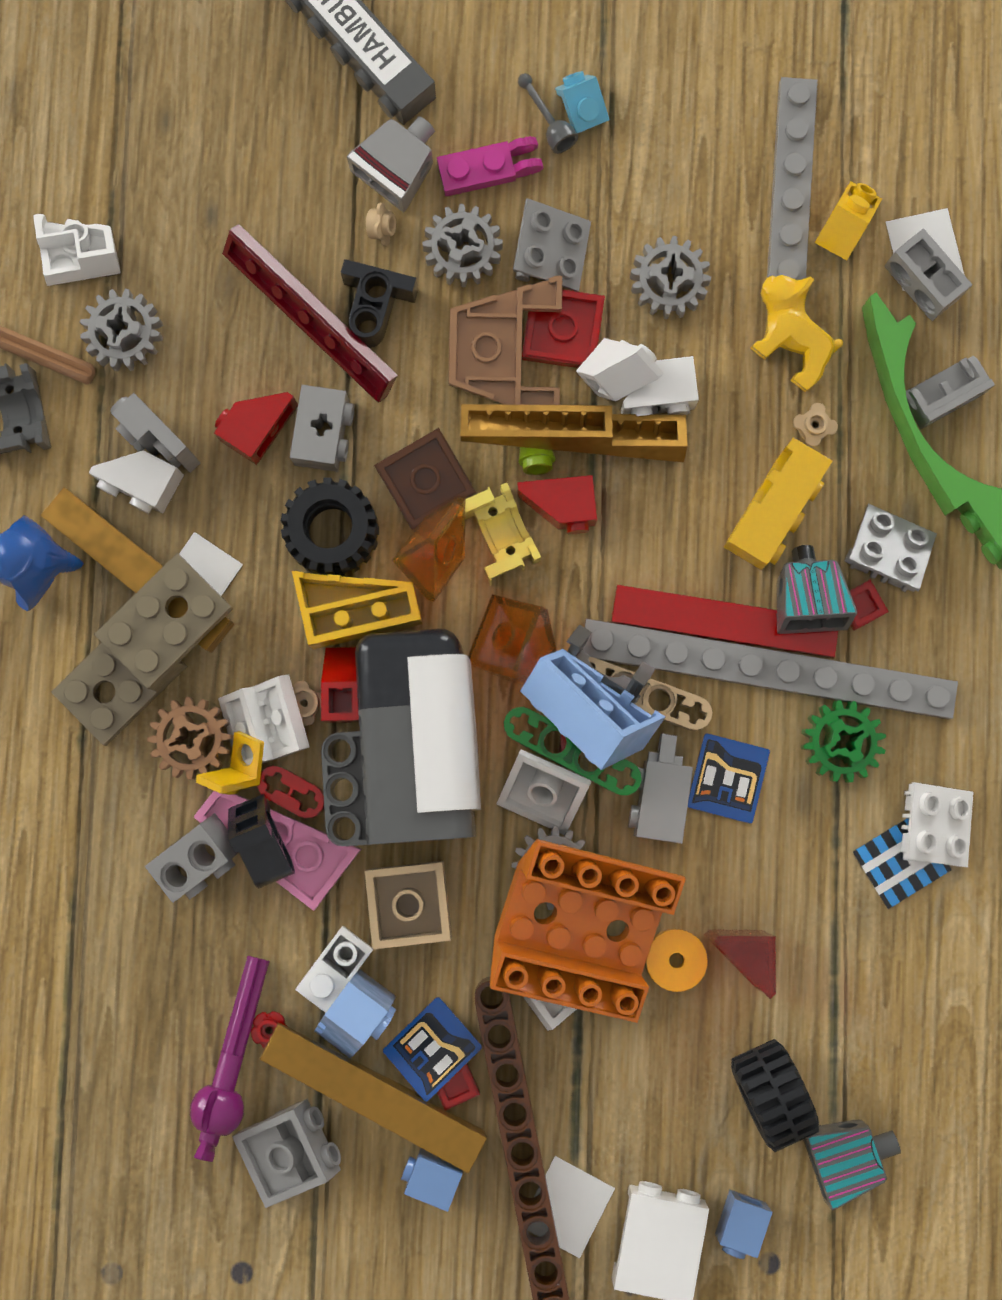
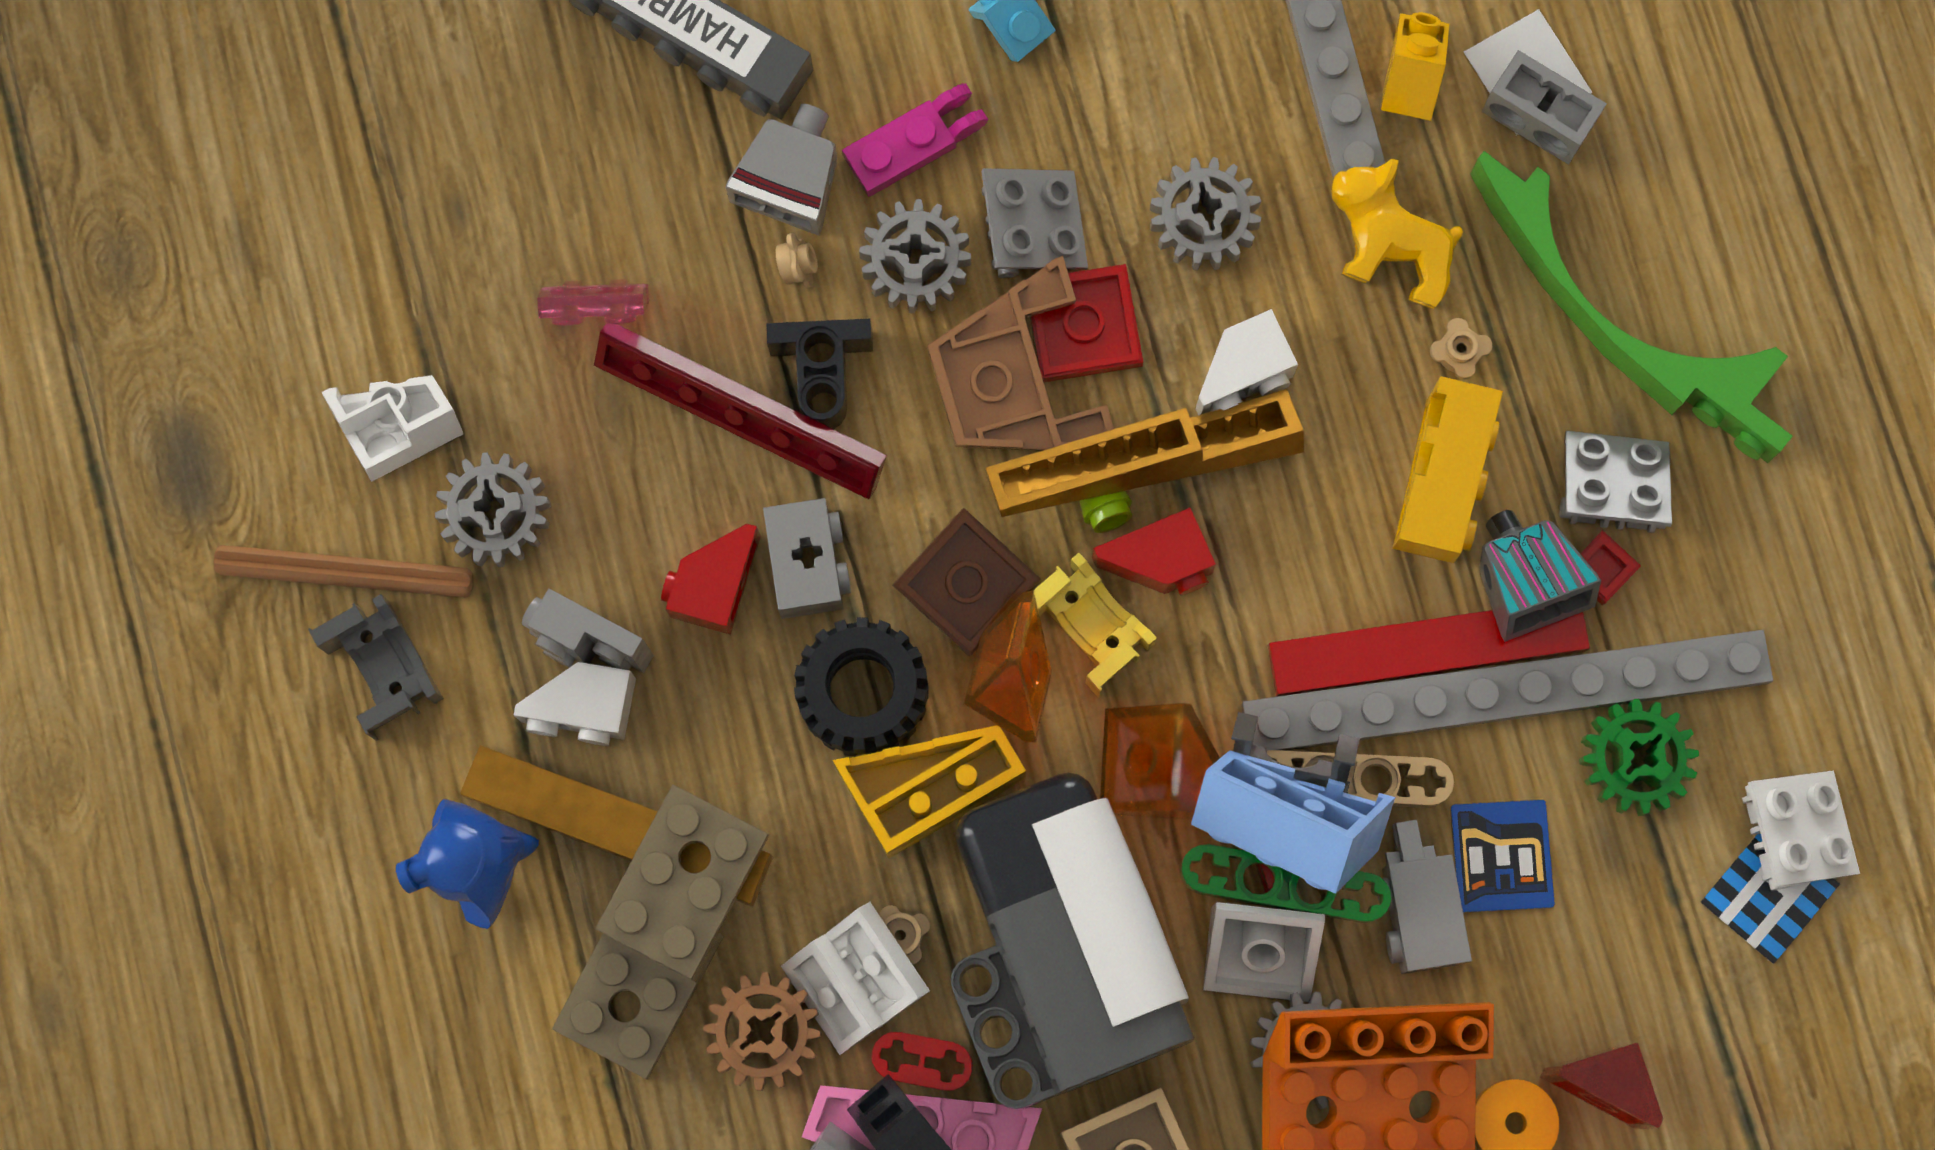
camera: 15 degrees left, 5 degrees down
(210, 562) = (711, 782): white sticker -> none
(217, 203) = (572, 302): none -> clear pink plate
(239, 774) = (843, 1059): yellow bracket -> none
(339, 686) = (947, 894): red slope -> none
(560, 133) = (995, 69): dark grey hinge -> none
(619, 369) = (1179, 356): white slope -> none
(948, 391) = (1620, 250): light grey hinge -> none

